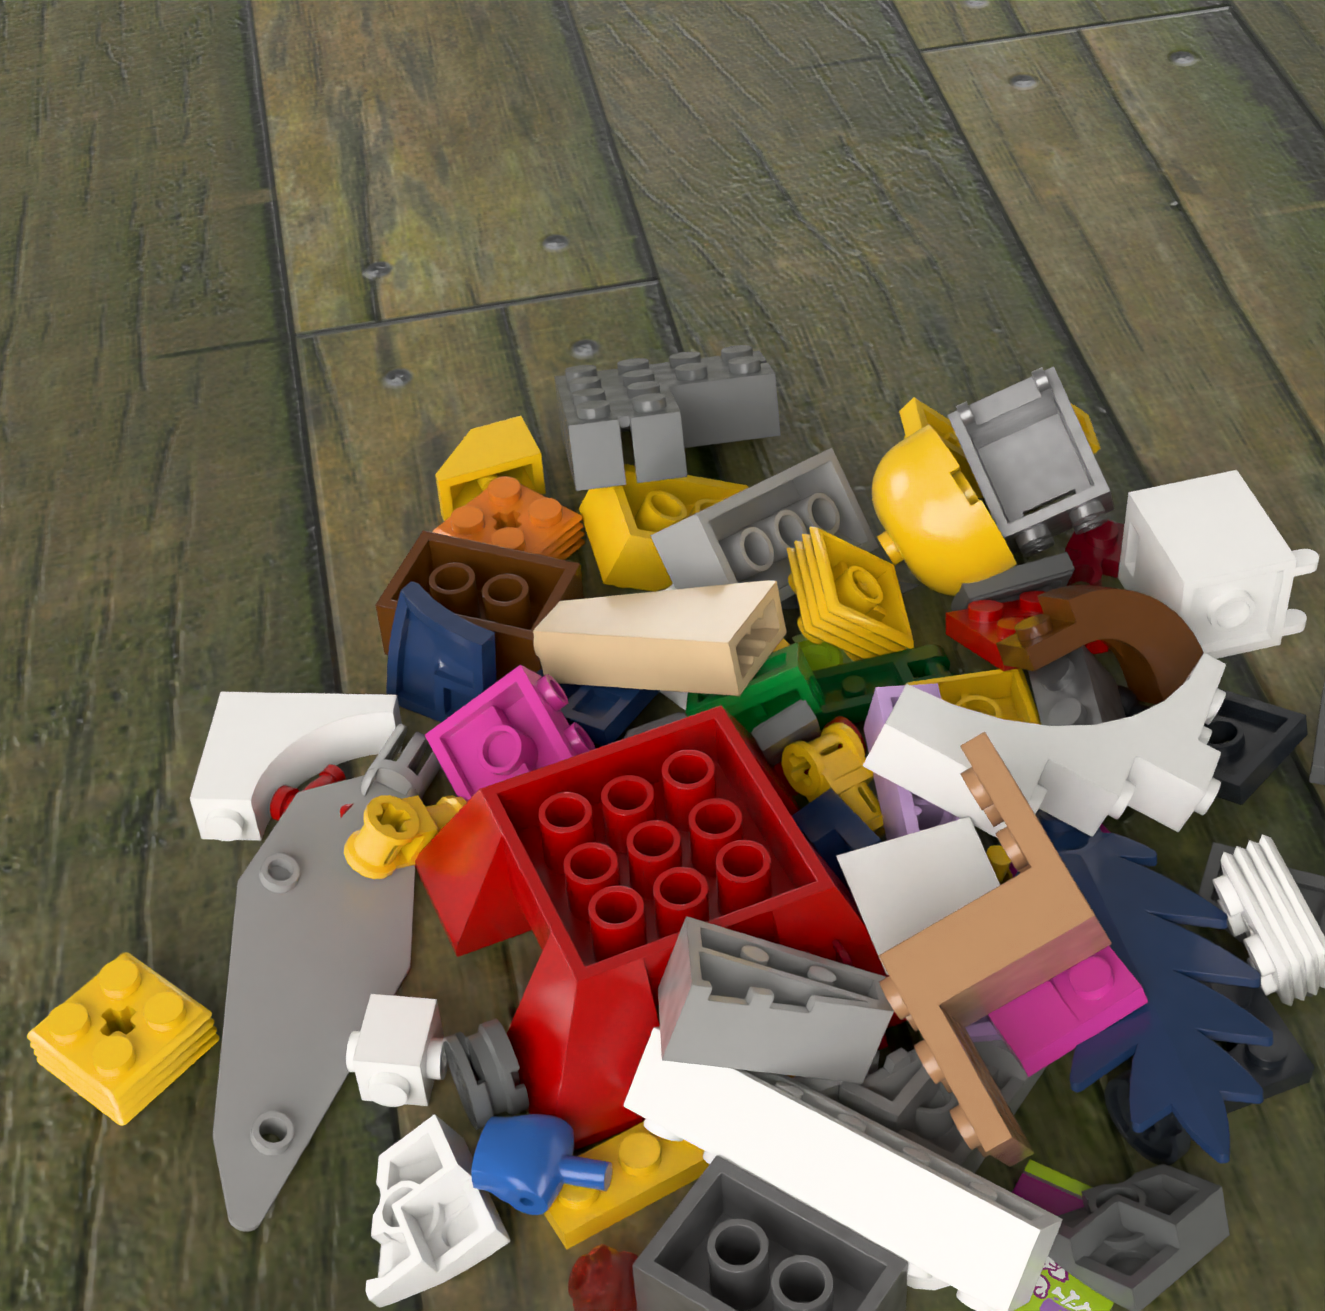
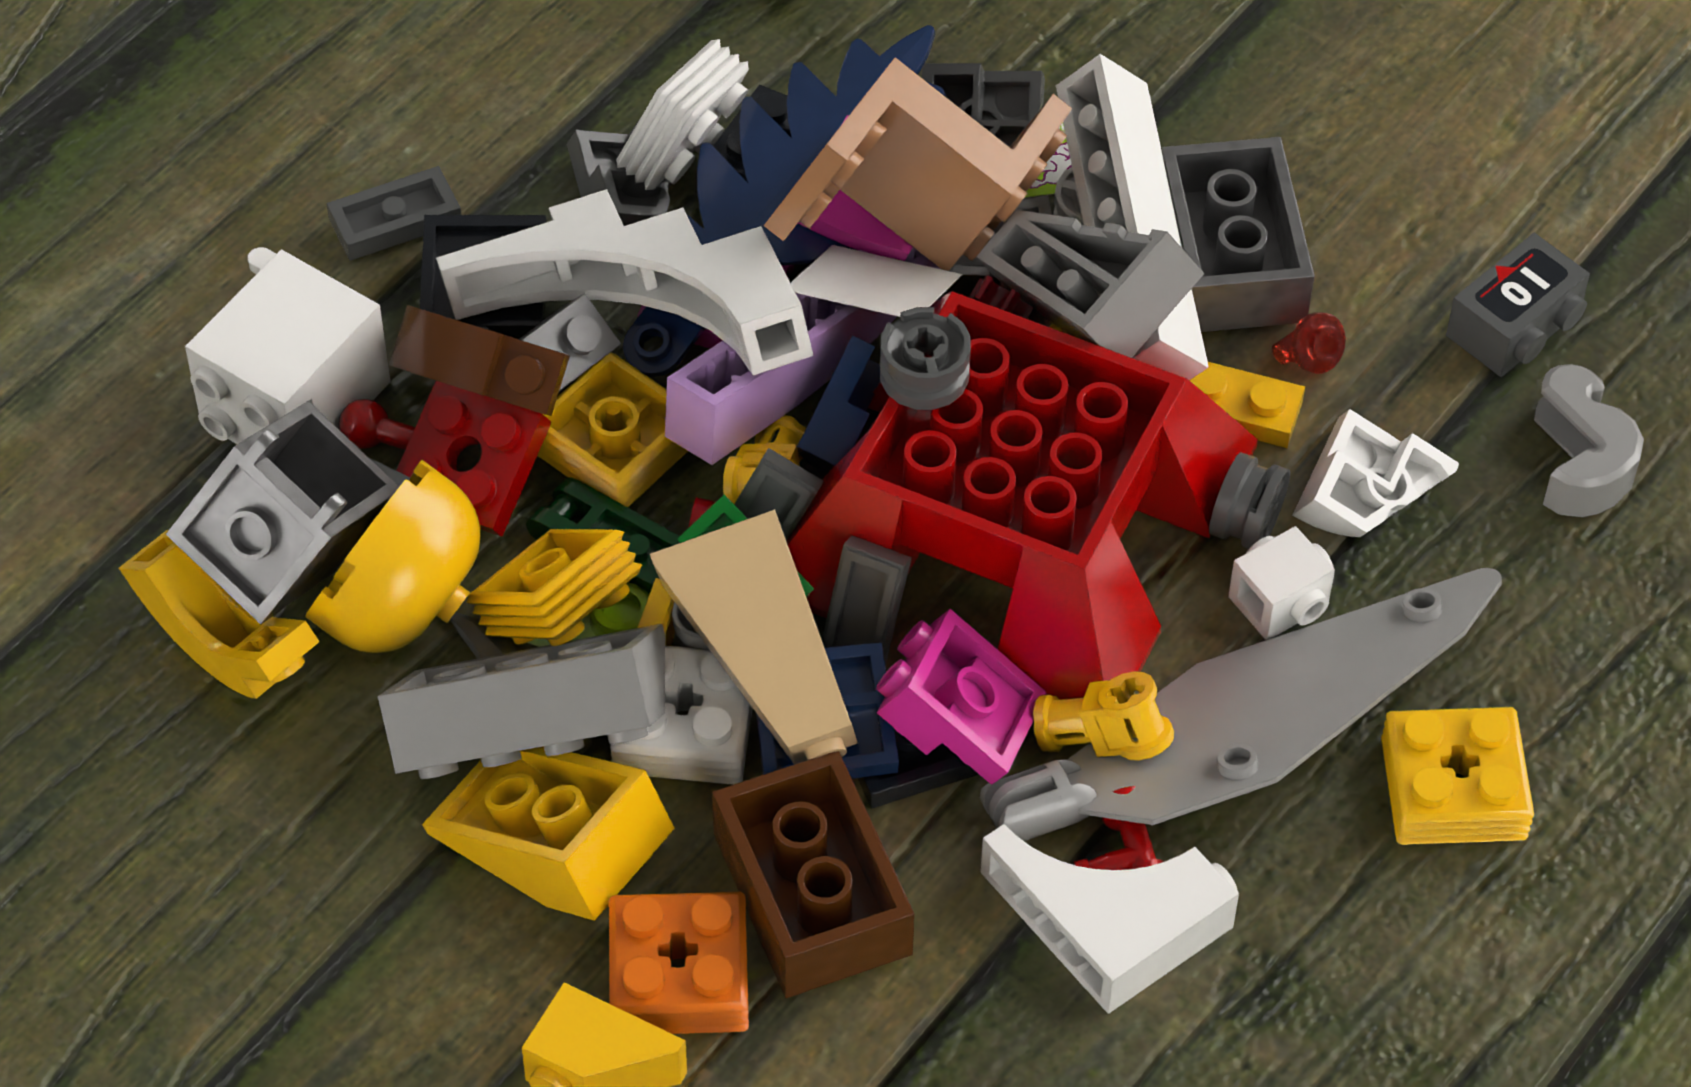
camera: 135 degrees left, 10 degrees up
(436, 656) = (912, 841): dark blue plate -> none
(530, 1160) = (1289, 419): blue piece -> none
(666, 410) = (449, 937): dark grey piece -> none
(766, 794) = (921, 380): none -> dark grey wheel

